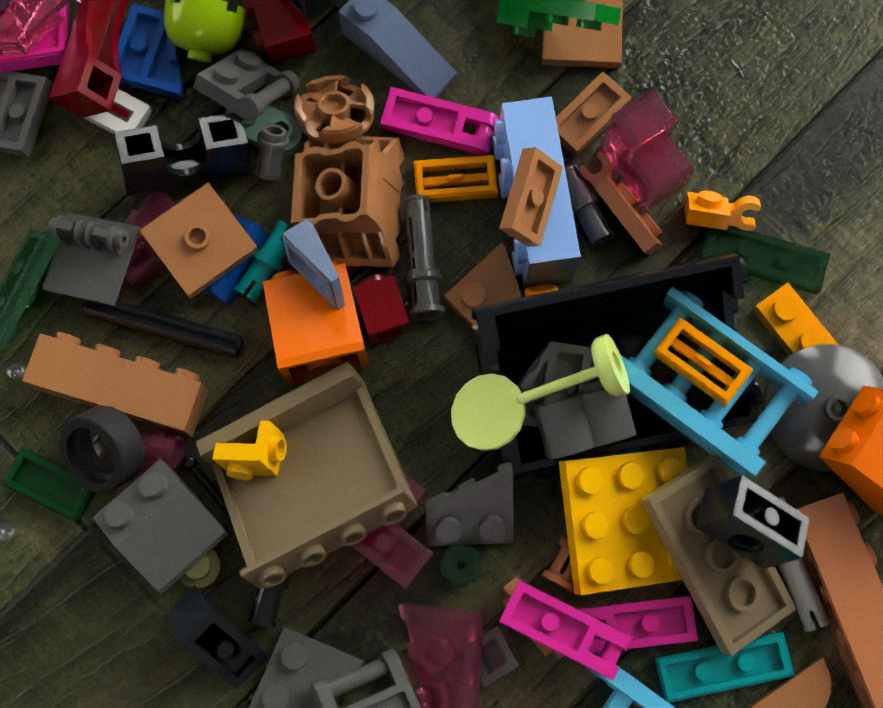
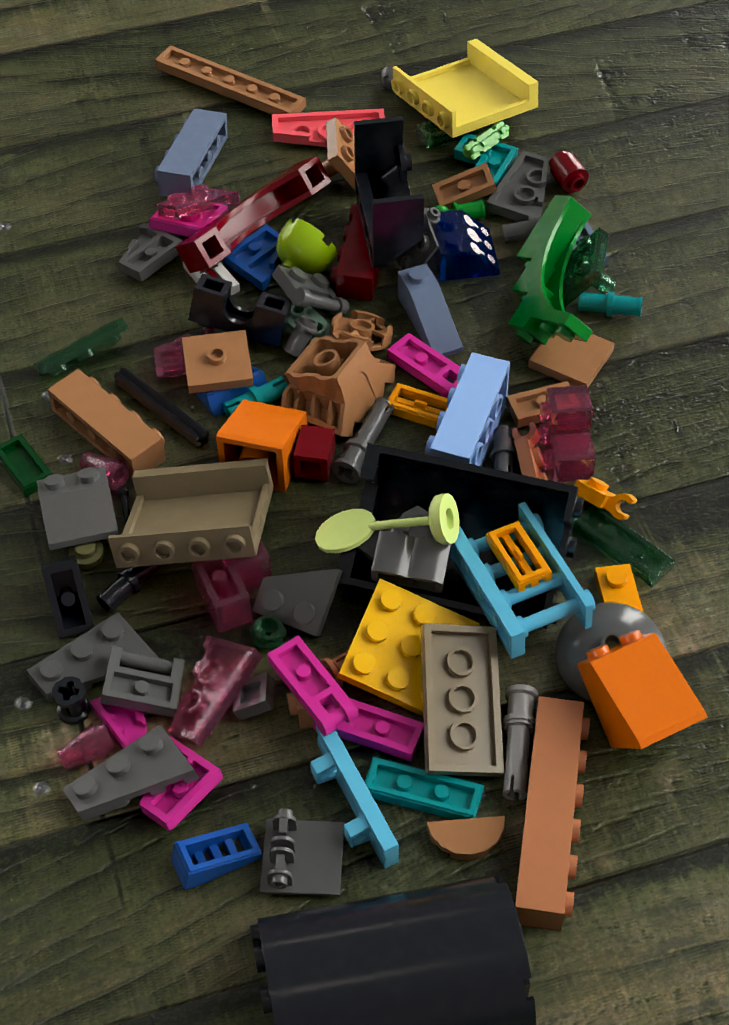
camera: 30 degrees right, 25 degrees down
(82, 459) = (57, 441): black tyre -> none
(90, 257) = (141, 343): dark grey hinge -> none
(249, 460) = (167, 492): yellow bracket -> none
(312, 261) = (283, 393): sand blue slope -> none
(531, 197) = (453, 404): medium nougat plate -> none
(753, 522) = (493, 669): black brick -> none

